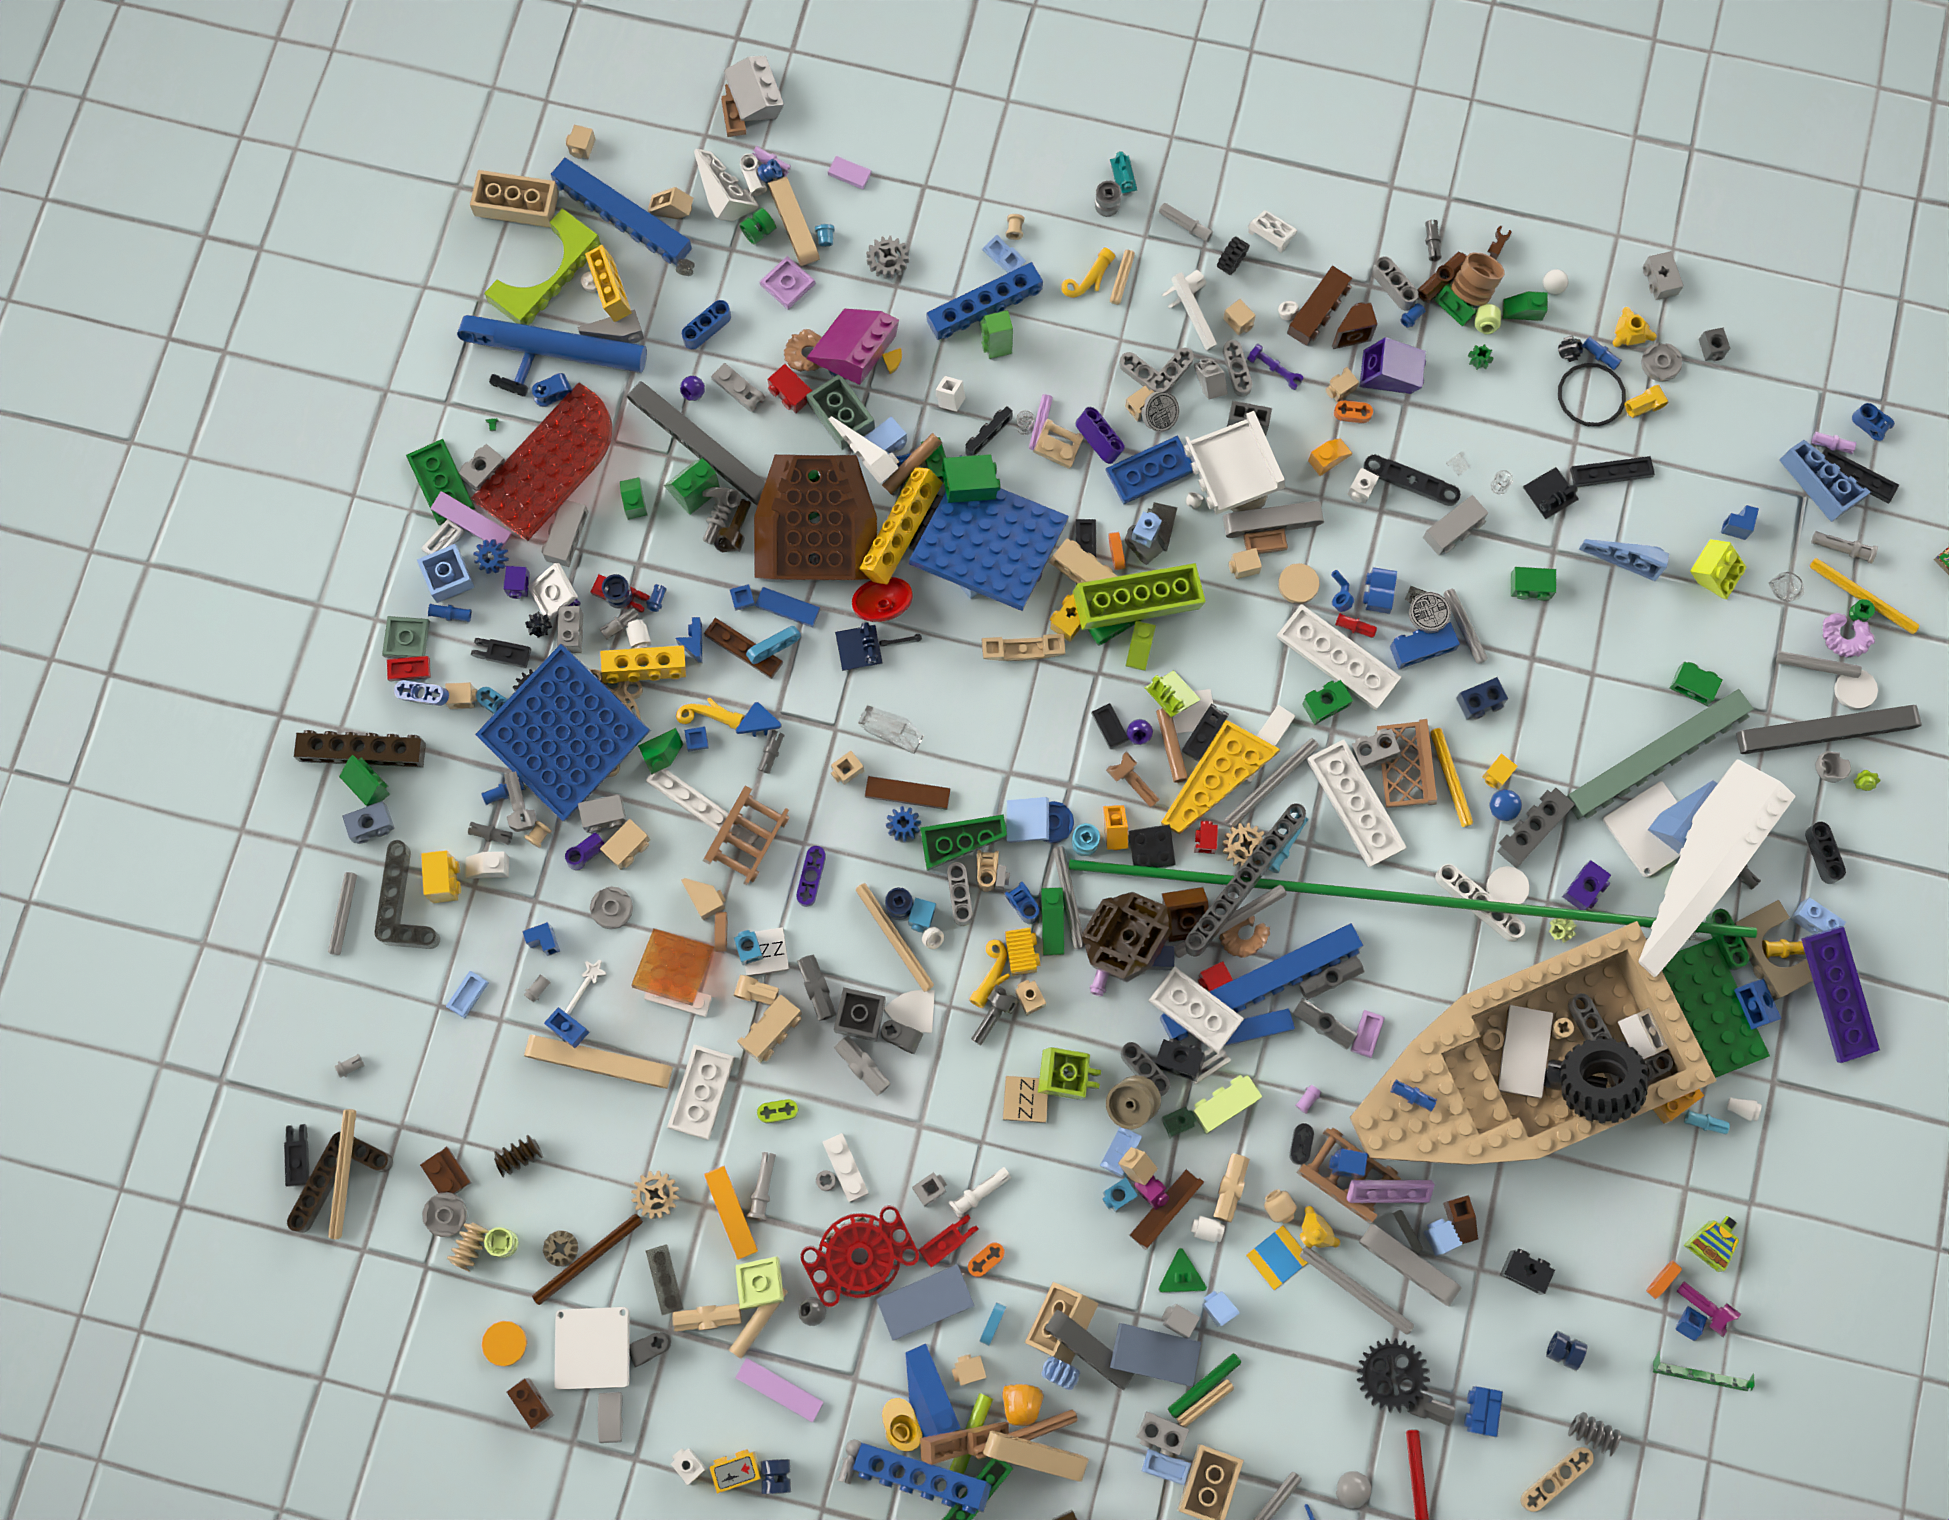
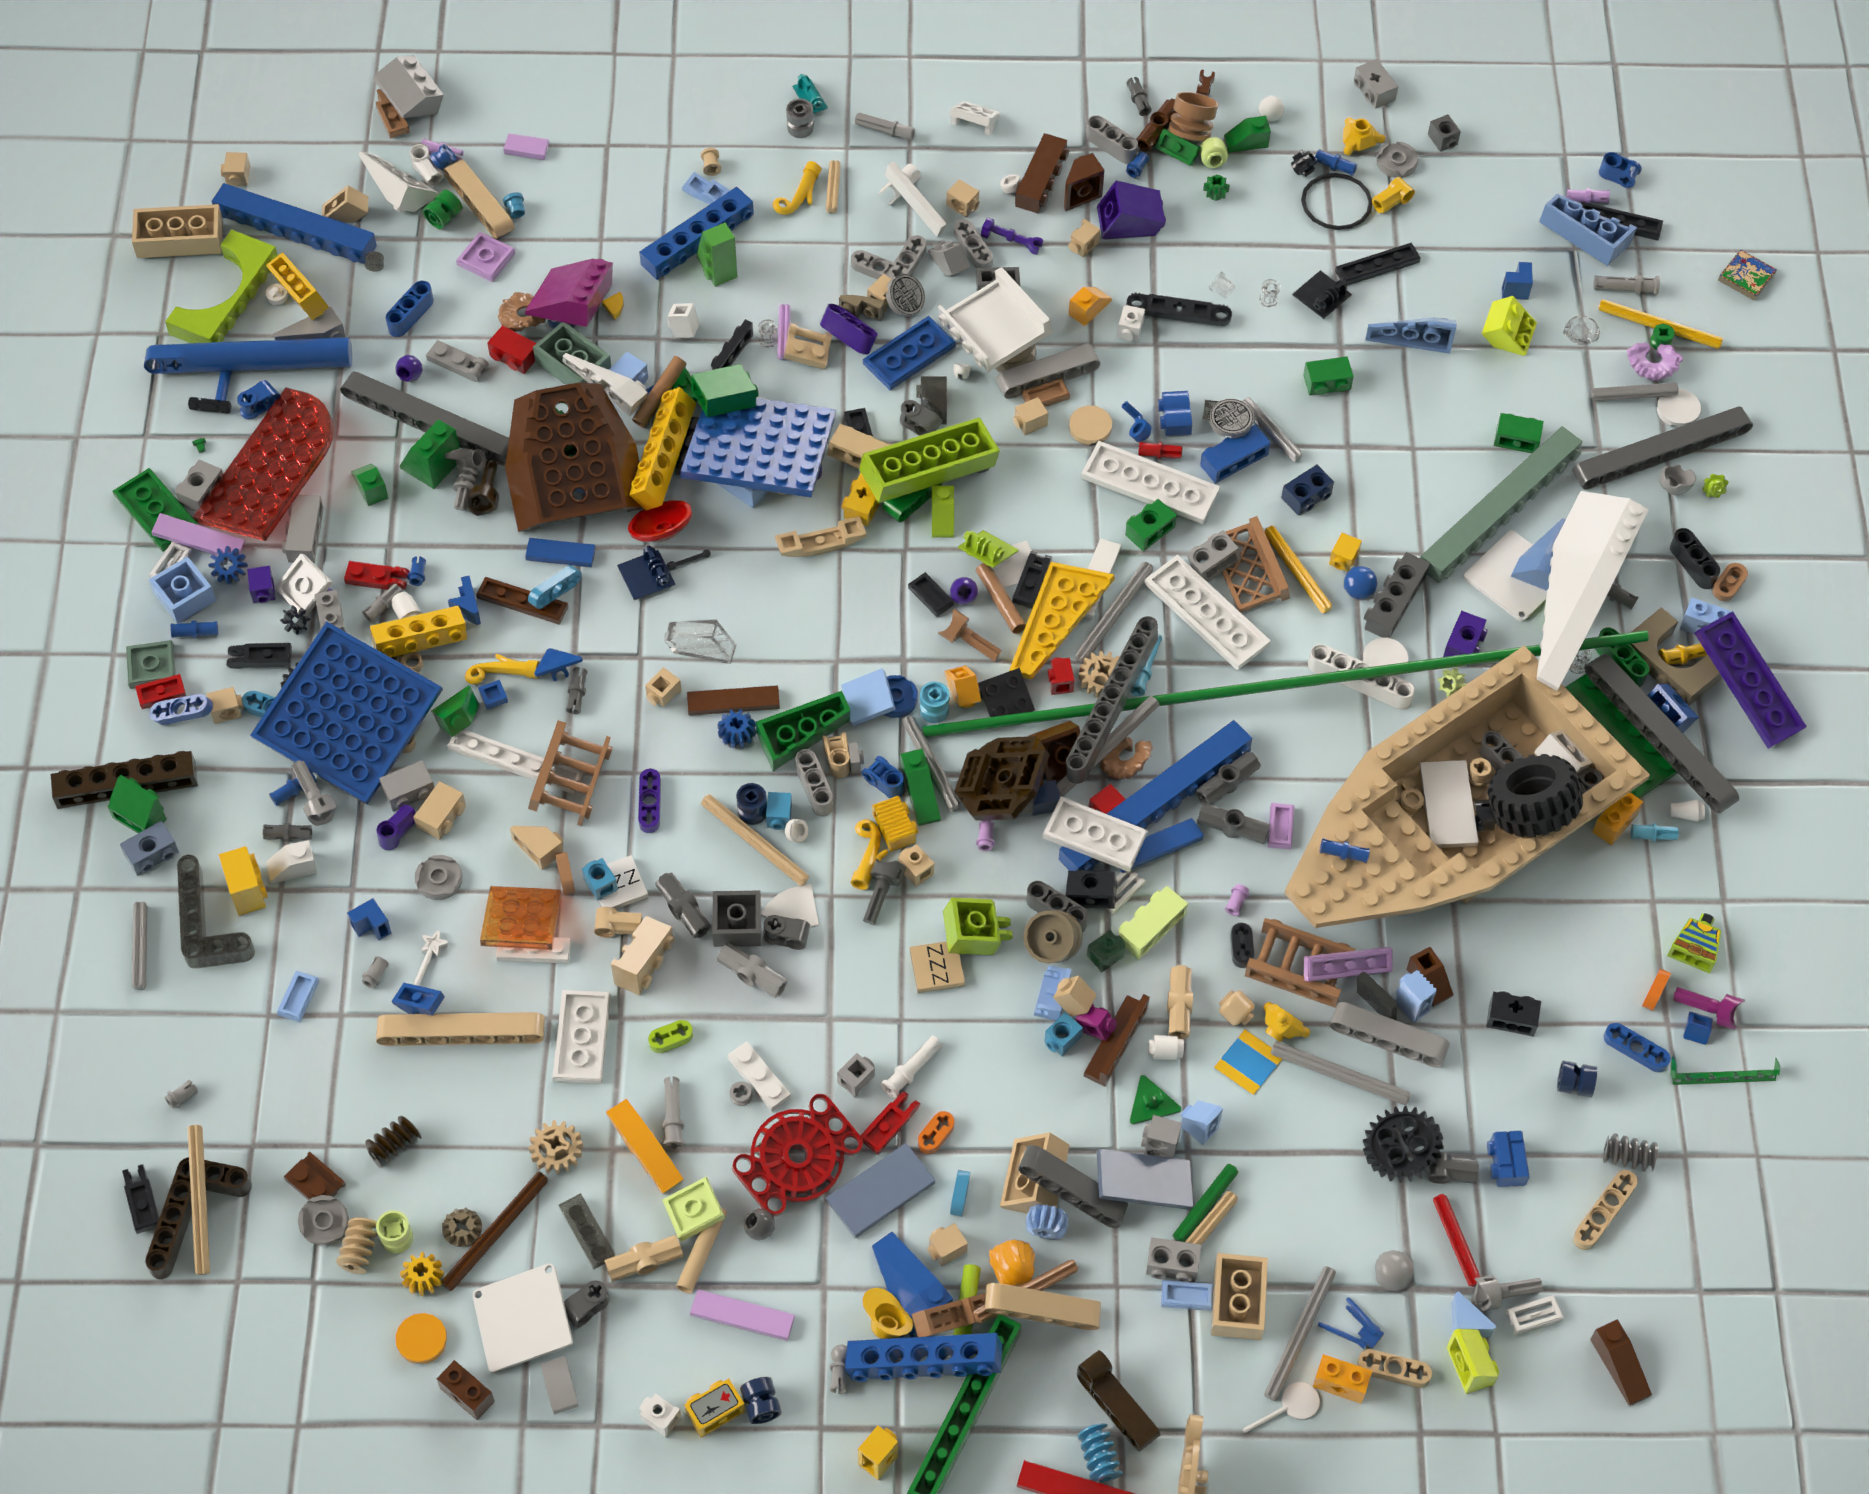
camera: 15 degrees left, 15 degrees down
(510, 1291) = (424, 1282): none -> yellow gear
(538, 834) = (341, 821): tan bush -> none
(617, 591) = (374, 566): dark blue wheel -> none
(742, 597) = (509, 551): blue plate -> none
(888, 258) = (585, 212): light grey gear -> none
(1112, 410) = (862, 305): none -> dark tan slope
(1116, 551) = (893, 428): orange beam -> none
(1146, 529) = (920, 399): light blue brick -> none
(1233, 255) = (941, 143): black tyre -> none
(1348, 1163) = (1296, 941): blue brick -> none
(1353, 411) = (1102, 261): orange beam -> none
(1456, 525) = (1235, 340): light grey brick -> none
(1622, 1313) = (1638, 1057): none -> blue beam
(1741, 1029) = (1662, 733): none -> dark grey beam
(1850, 884) = (1728, 583): none -> medium nougat plate

